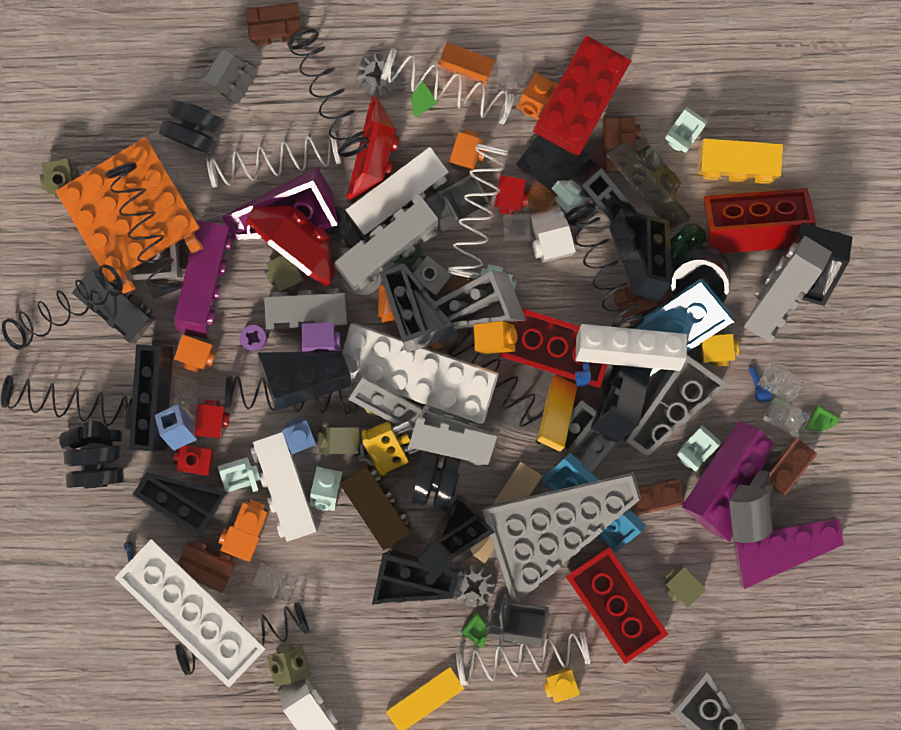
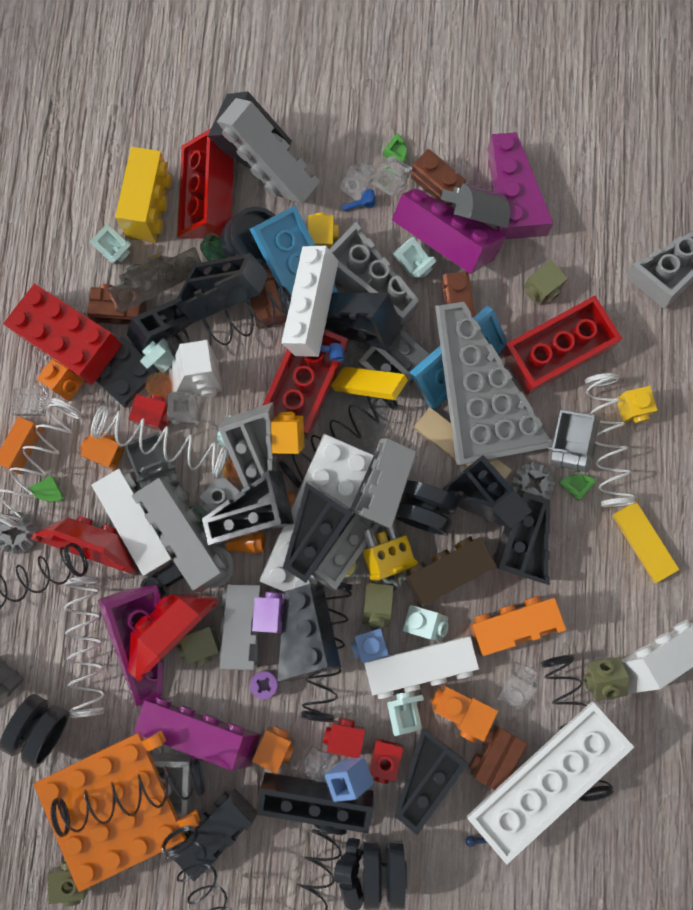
camera: 85 degrees left, 10 degrees down
(331, 574) = (516, 625): none -> orange wedge
(402, 375) = (315, 530): none -> black wedge

